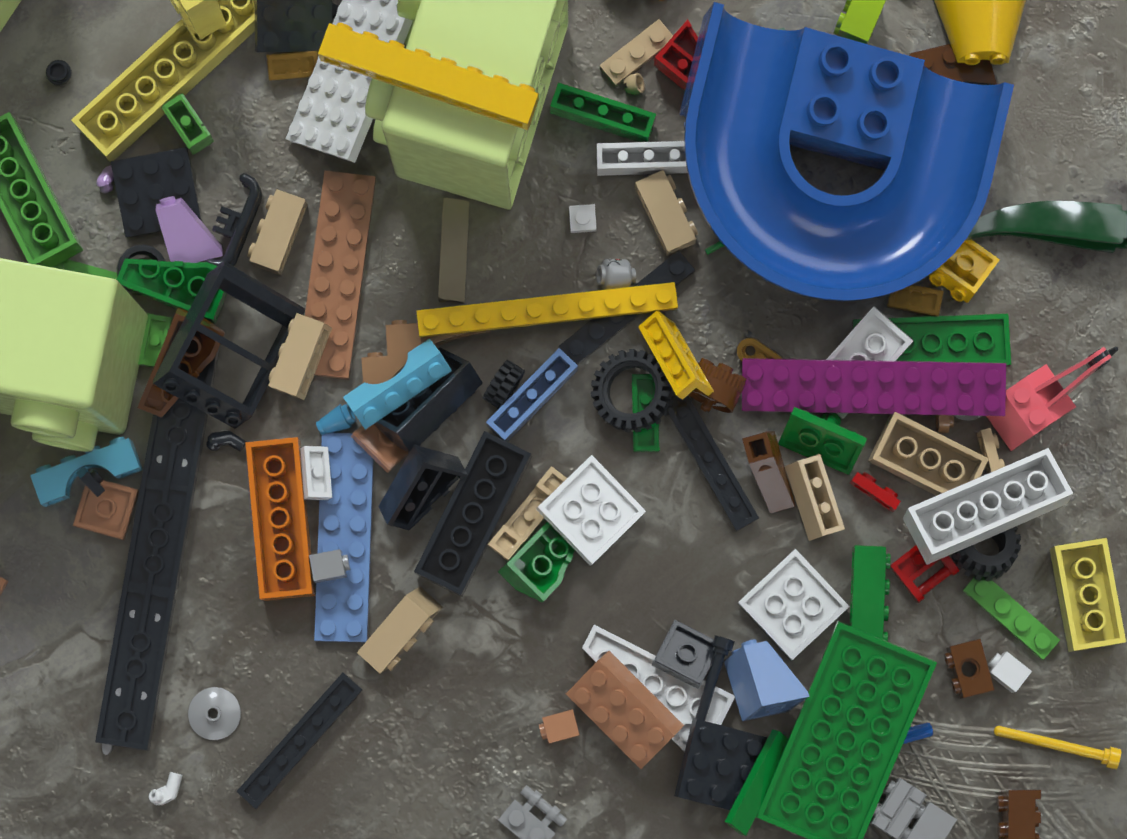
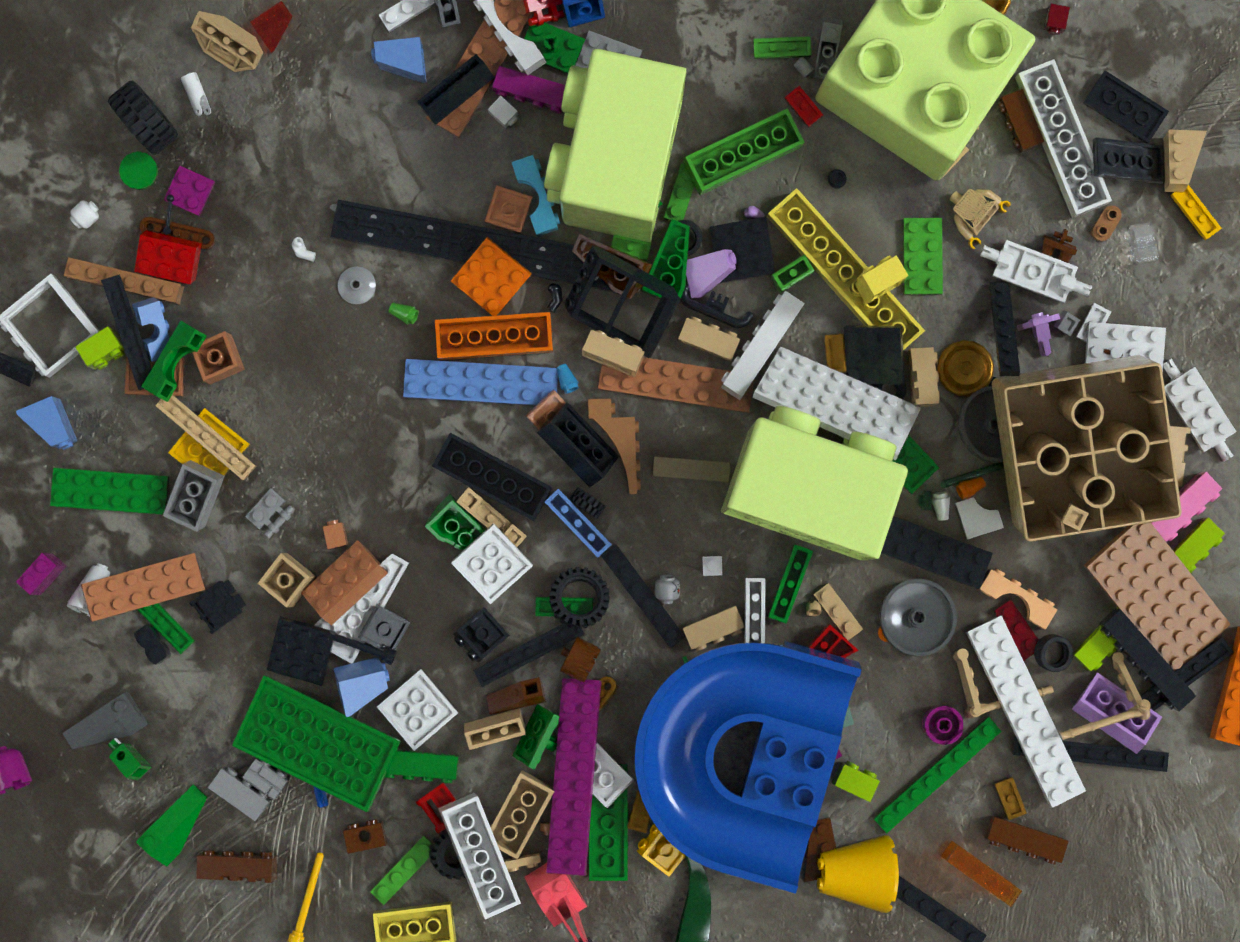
camera: 90 degrees right, 5 degrees up
(91, 480) = (526, 199): black plate -> none
(199, 526) = (491, 277): none -> orange plate
(250, 645) = (405, 313): none -> bright green cone
(284, 160) = (762, 345): none -> white brick
(299, 740) = (333, 346): black plate -> none
(315, 473) = (526, 363): white plate -> none
(329, 565) = (457, 371): light grey brick -> none
(375, 401) = (599, 443): medium azure arch -> none
(400, 630) = (409, 421): tan wedge -> none
(418, 485) = (514, 438): black wedge -> none
(428, 75) = (794, 453): yellow brick -> none
(546, 309) = (641, 536): yellow plate -> none
(624, 790) = (286, 580): none -> tan brick
(674, 355) = (601, 629): yellow fence -> none
(689, 522) = (480, 635): none -> black plate
(756, 785) = (286, 676): green tile -> none
(885, 497) = (494, 781): red plate -> none
(1008, 671) = (362, 865): white brick -> none

